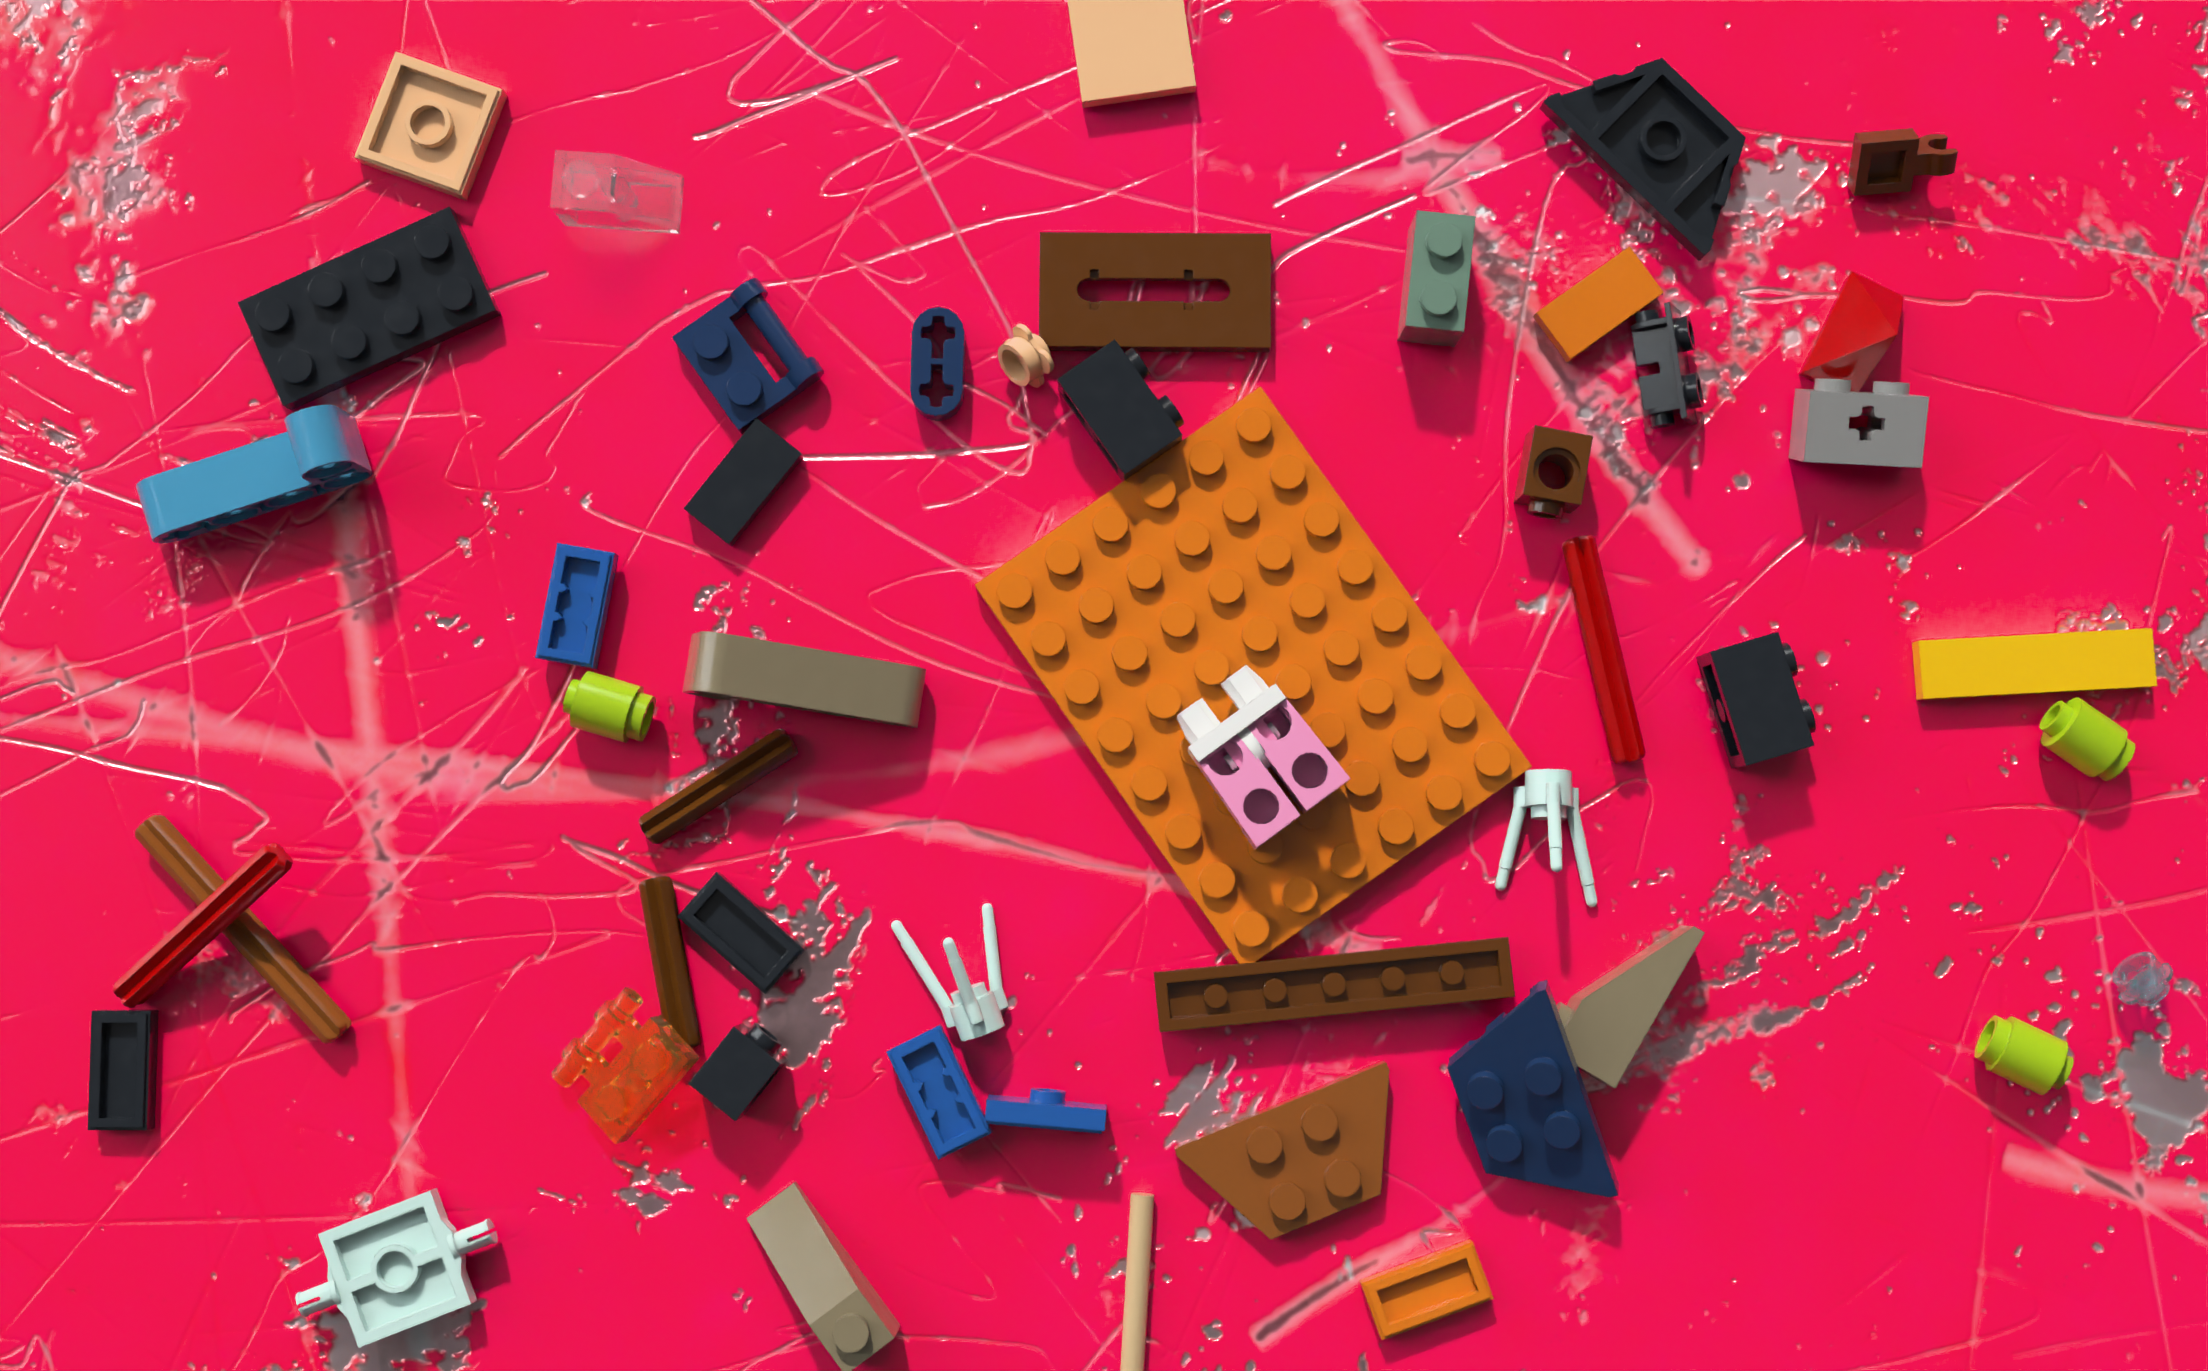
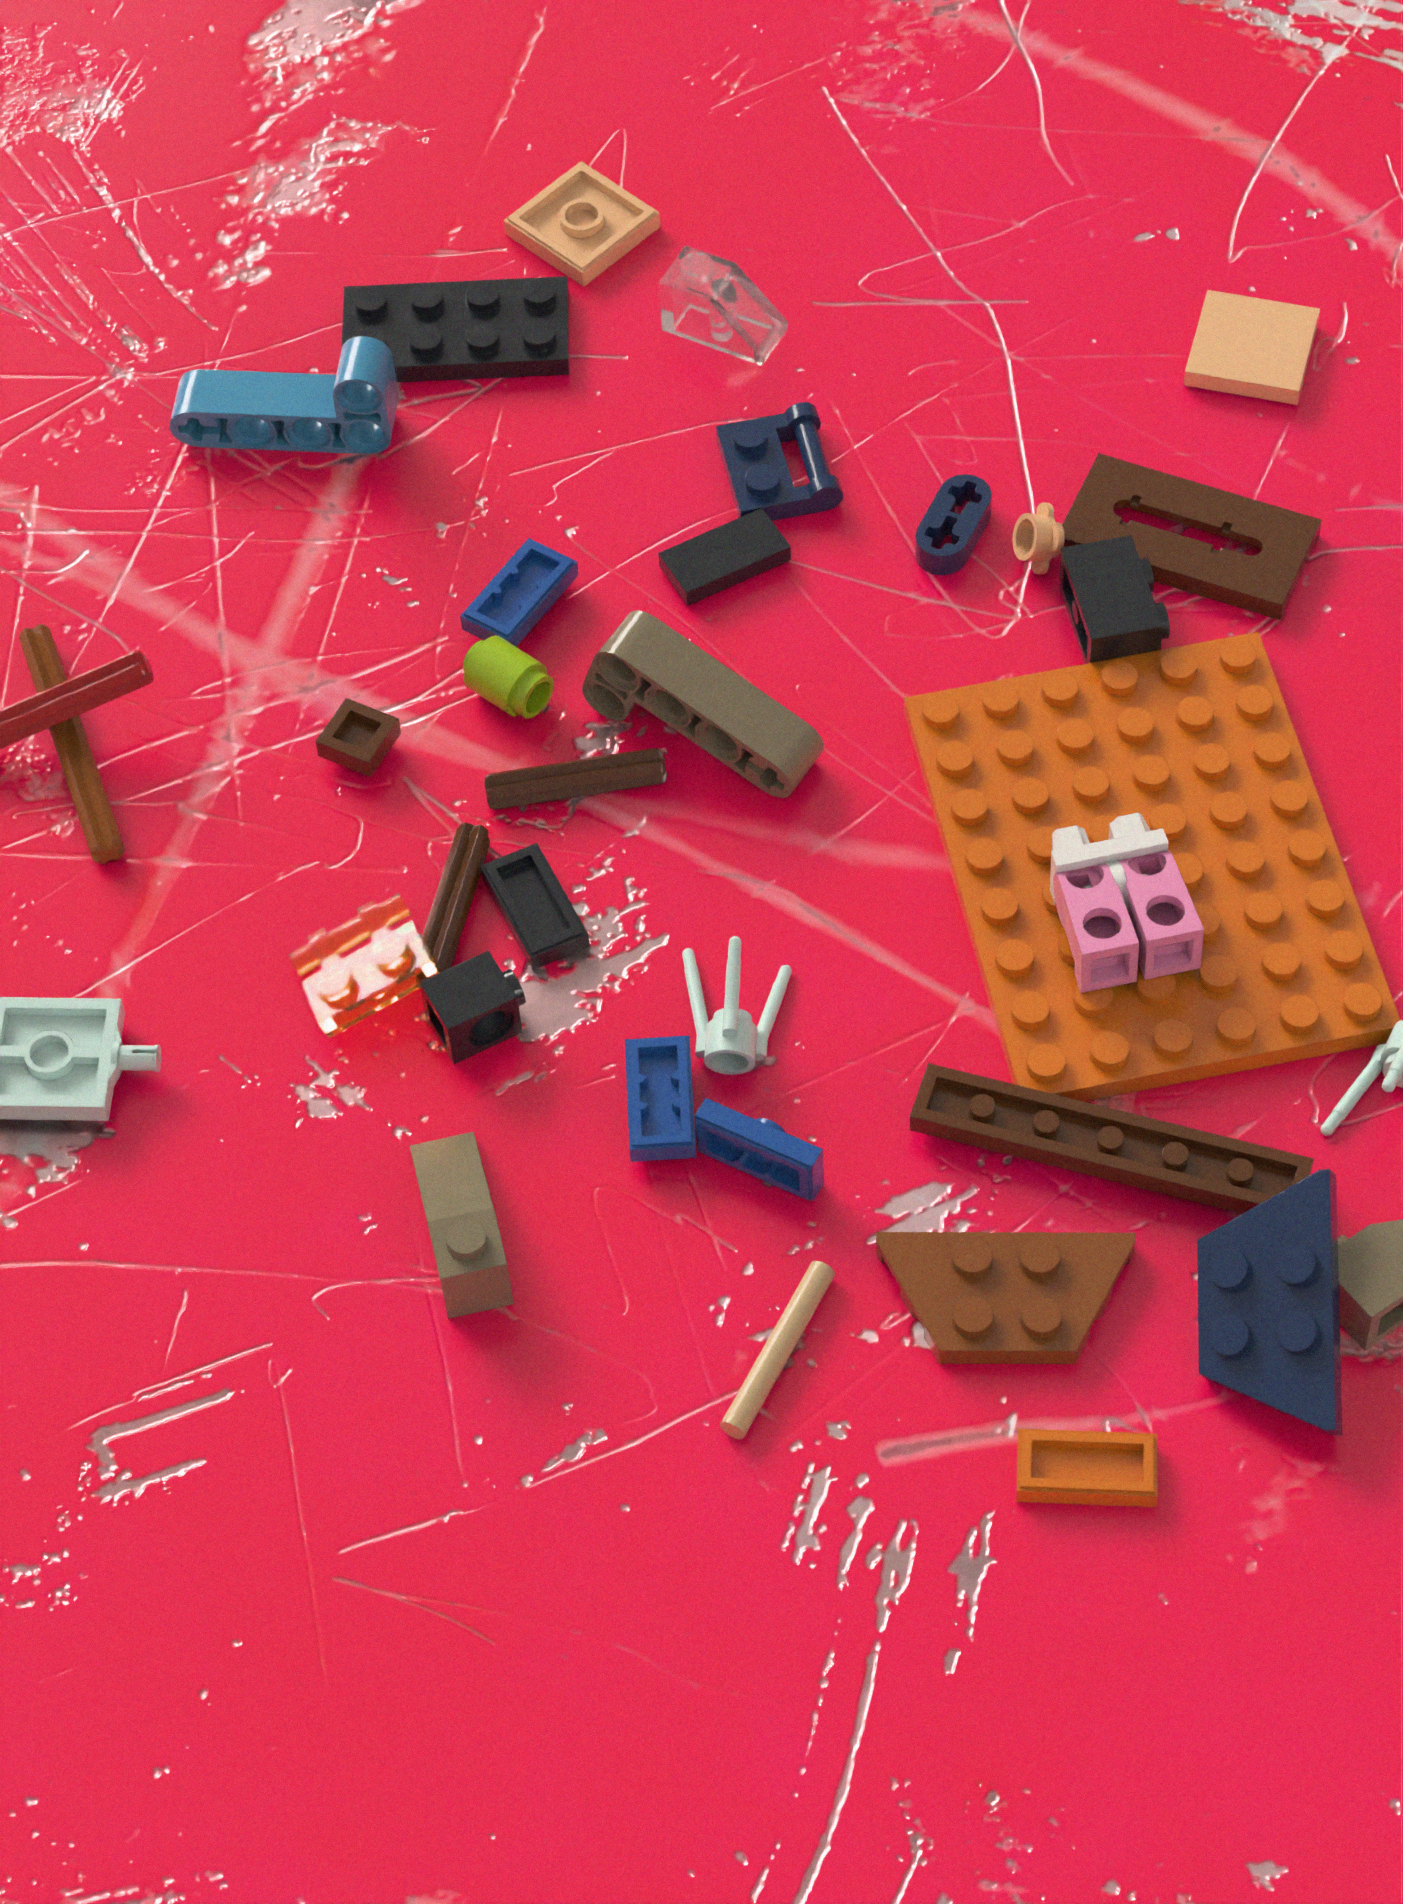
camera: 25 degrees right, 30 degrees down
(504, 824) = (358, 737): none -> reddish brown plate

